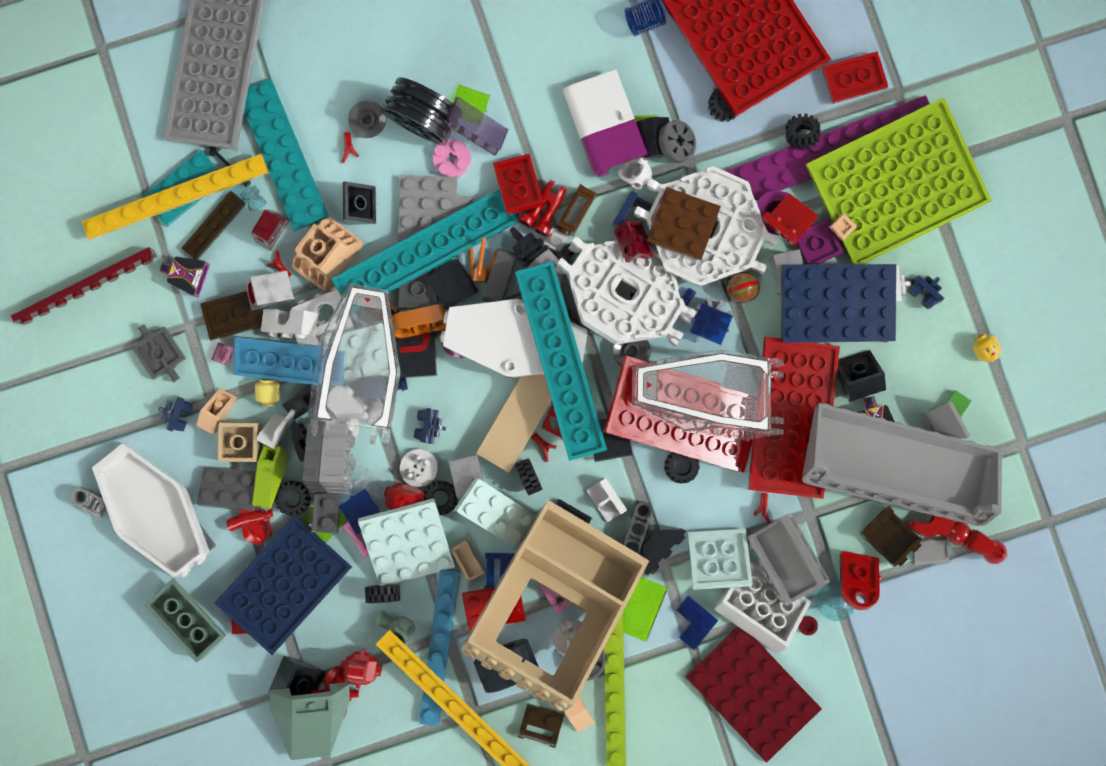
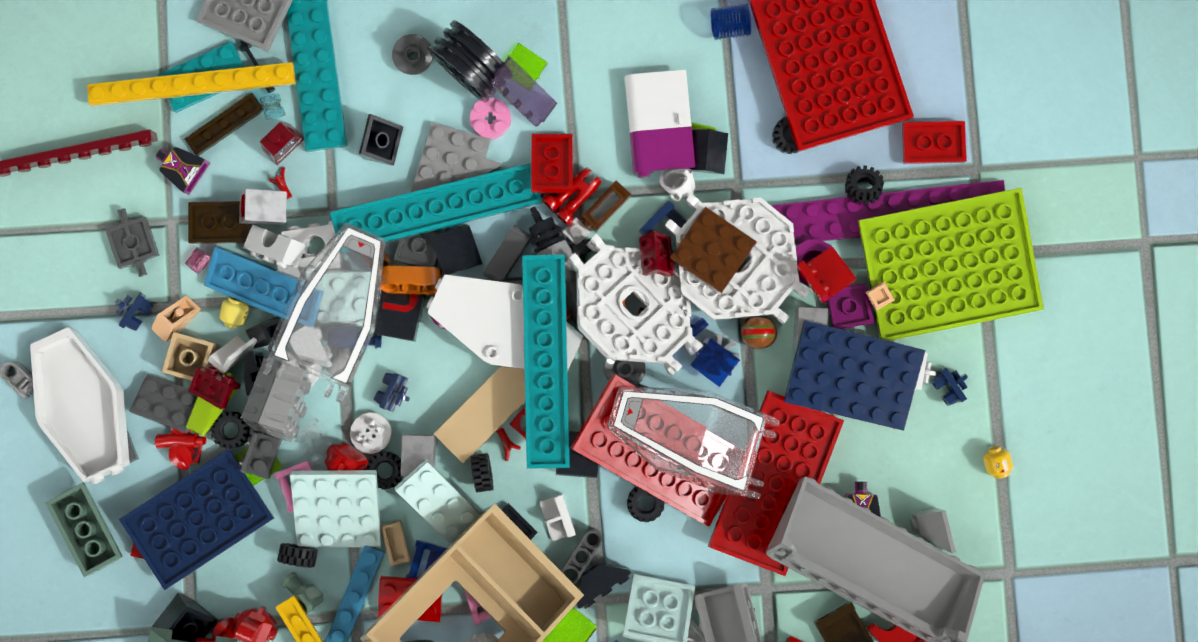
camera: 10 degrees right, 0 degrees up
(268, 461) = (213, 386): none -> dark red bracket
(325, 253) = (332, 182): light nougat slope -> none
(348, 147) = (386, 78): red bar -> none
(358, 507) = (297, 458): clear blue piece -> none
(479, 273) = (487, 244): orange plant -> none
(670, 148) = (719, 161): dark grey wheel -> none
(763, 507) = (719, 568): red bar -> none
(861, 375) = (858, 457): black slope -> none
(959, 401) = (954, 512): bright green tile -> none

